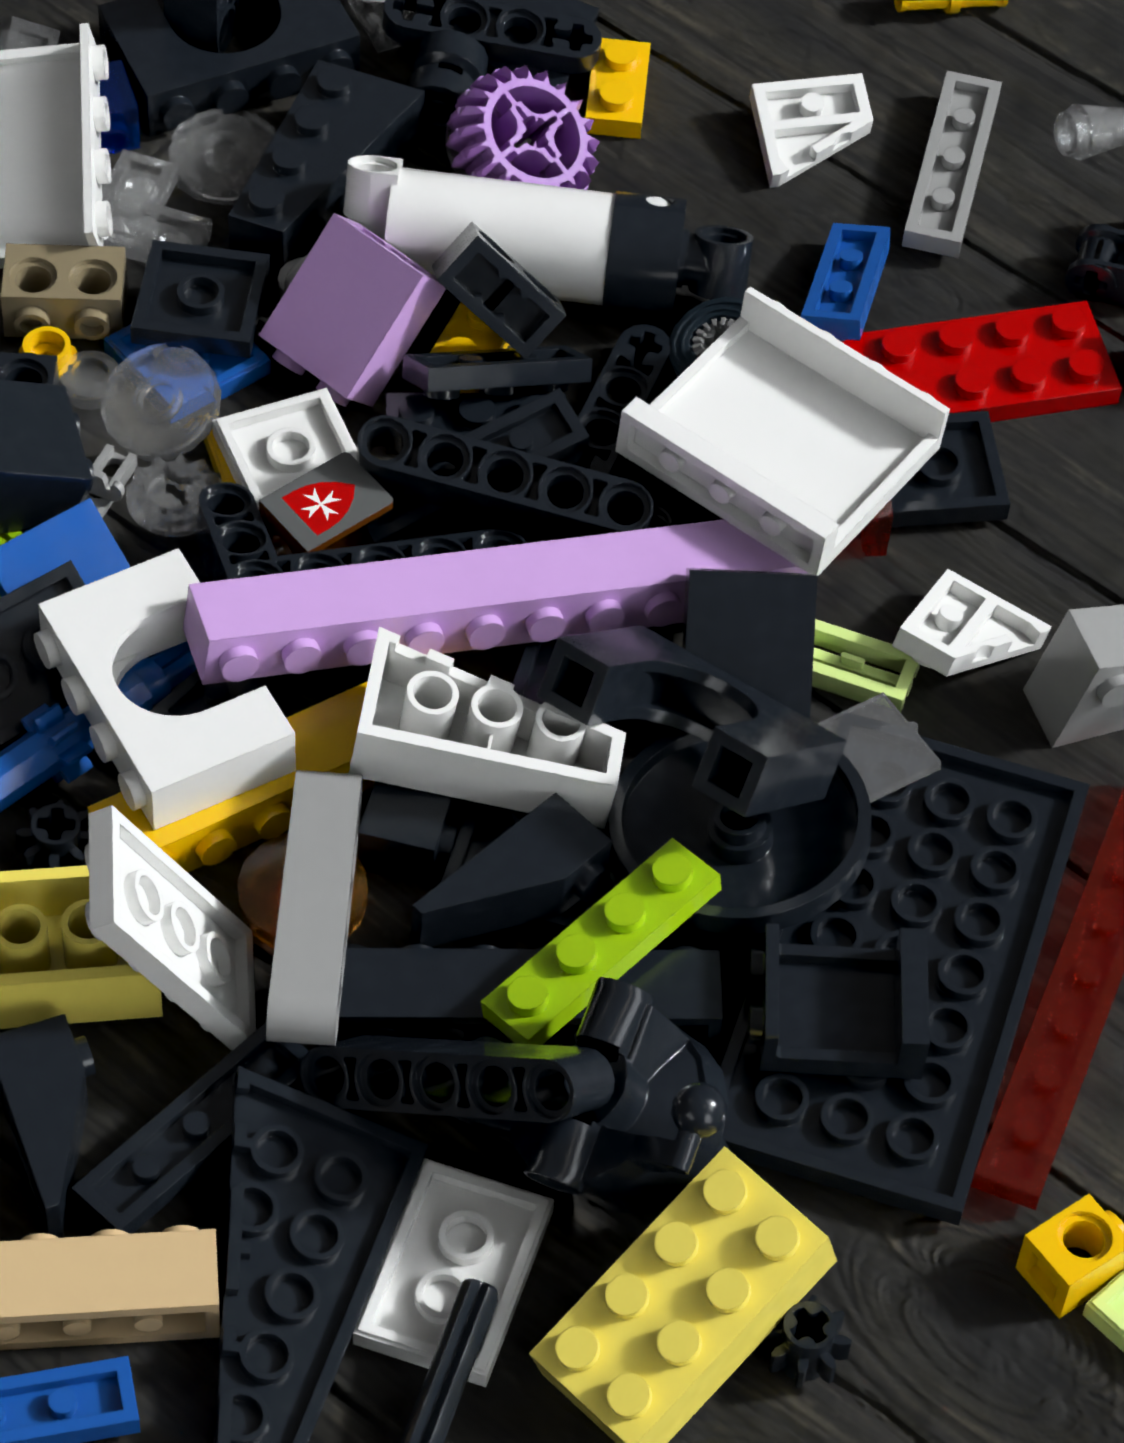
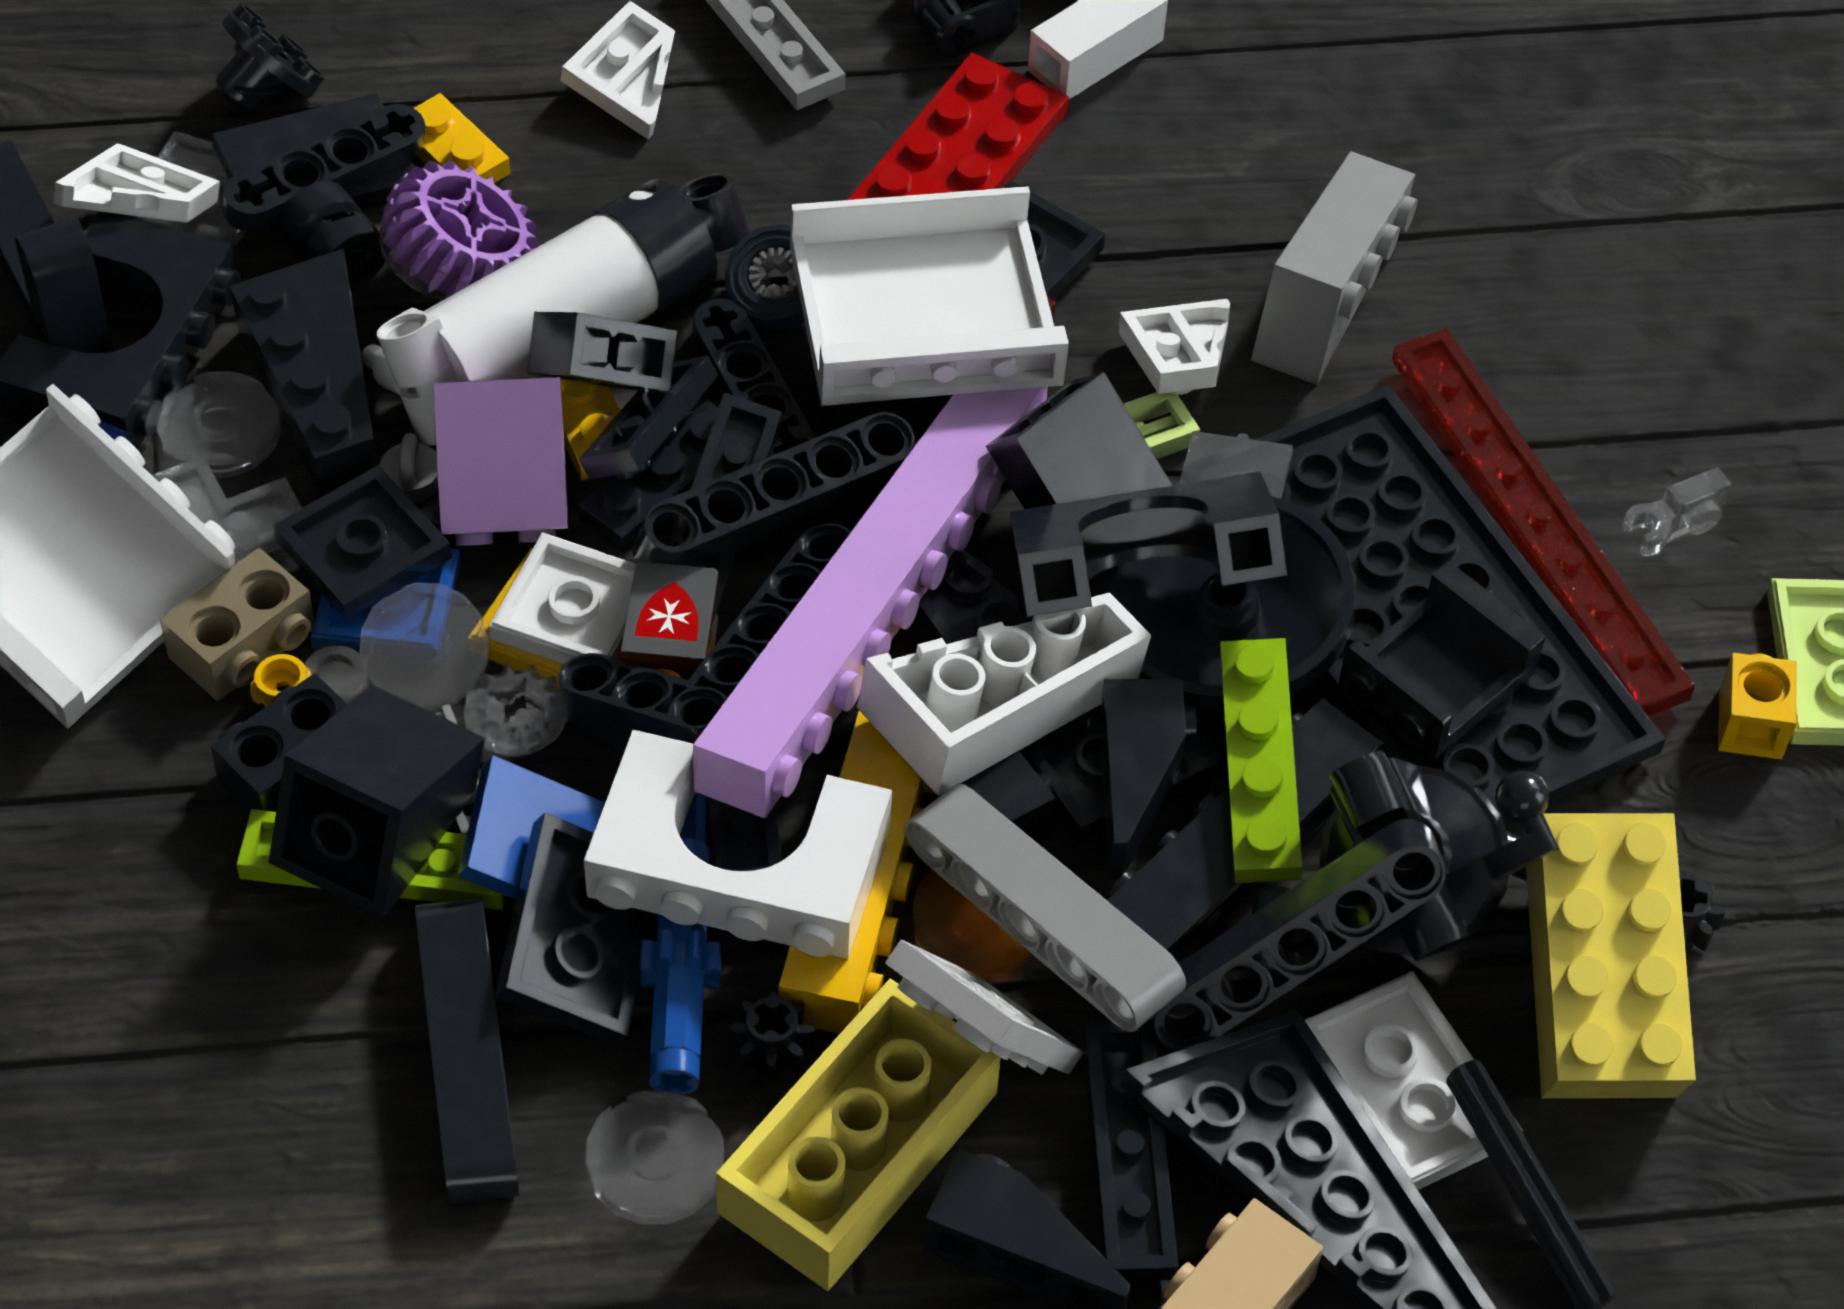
camera: 45 degrees left, 0 degrees up
(847, 279) = (804, 157): blue plate -> none

